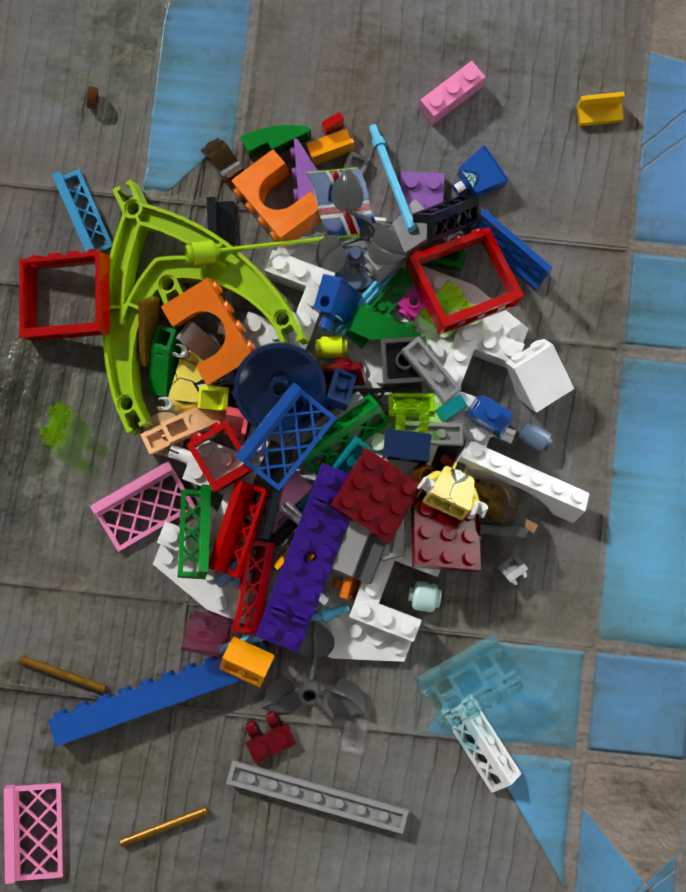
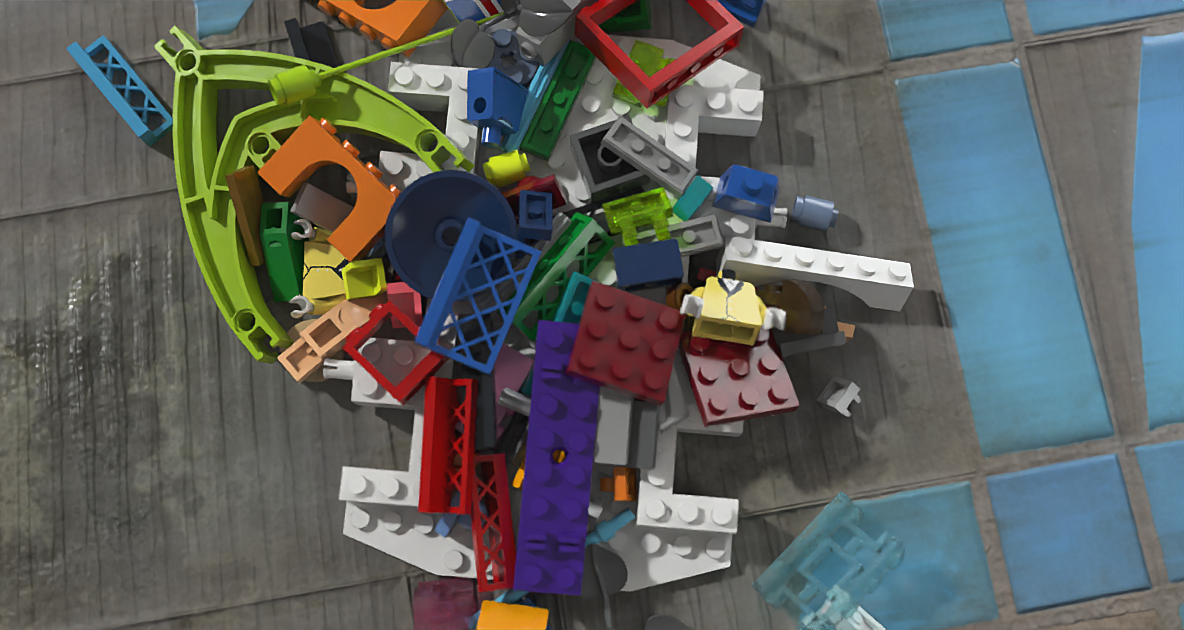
camera: 20 degrees left, 5 degrees down
(28, 295) = (74, 215): red window -> none
(53, 433) = (159, 367): clear neon green plate -> none
(131, 490) = (283, 442): bright pink fence -> none
(203, 533) = (399, 462): green fence -> none
(374, 326) = (554, 122): green slope -> none
(408, 311) = (597, 92): dark pink brick -> none
(425, 596) = (731, 468): light aqua head -> none
(538, 375) = (795, 125): white slope -> none

